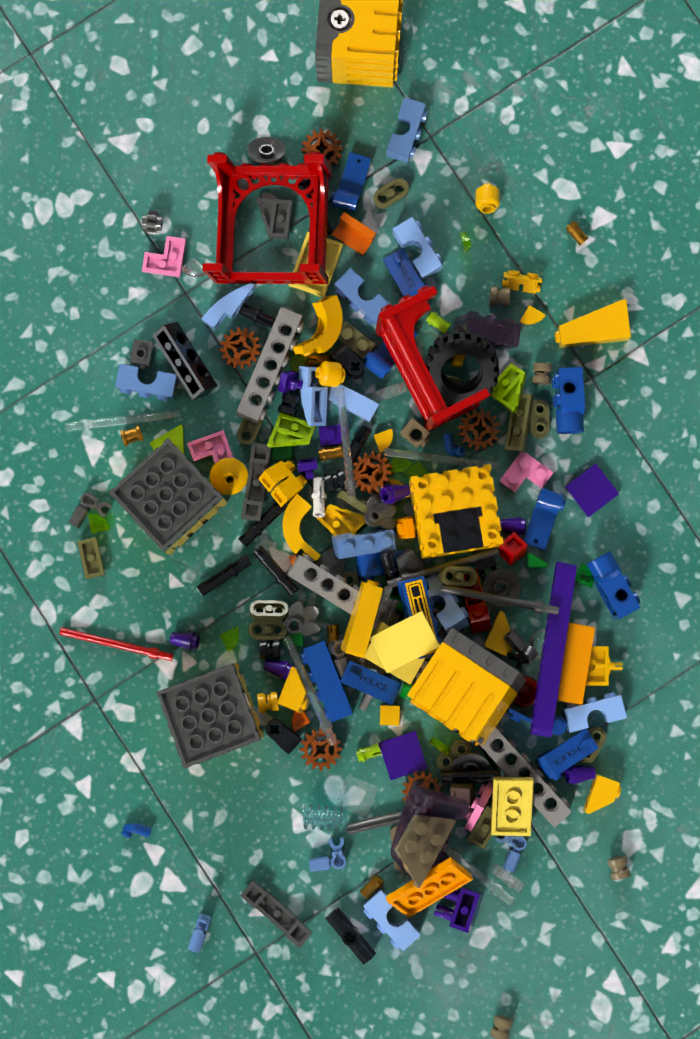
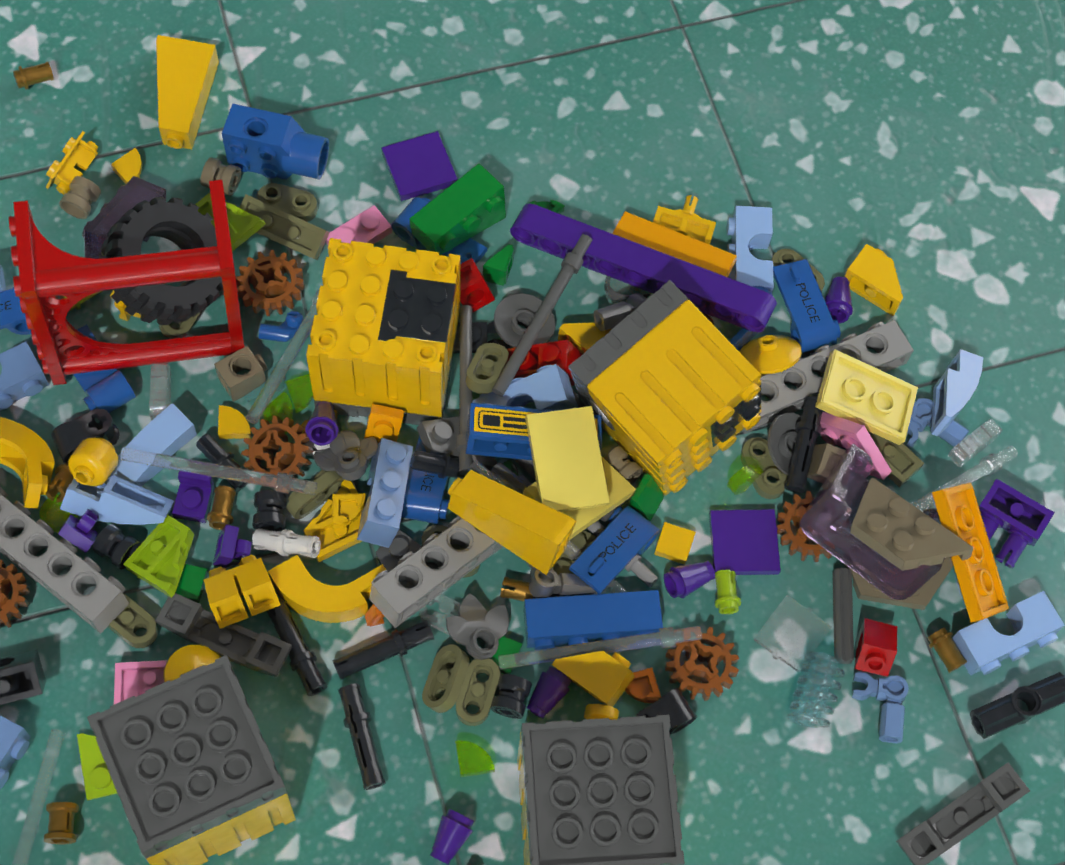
camera: 85 degrees left, 20 degrees down
(348, 523) = (346, 508): none -> yellow tile
(355, 340) = (57, 413): olive plate -> none
(358, 845) = (876, 647): none -> red brick
(368, 727) = (688, 578): none -> dark purple cone
(521, 744) = (772, 353): none -> yellow dish
(535, 859) = (955, 389): none -> light blue slope
(556, 527) = (460, 211): none -> green wedge
(608, 581) = (574, 169): blue brick -> none
(619, 867) = (989, 286): dark tan wheel -> none

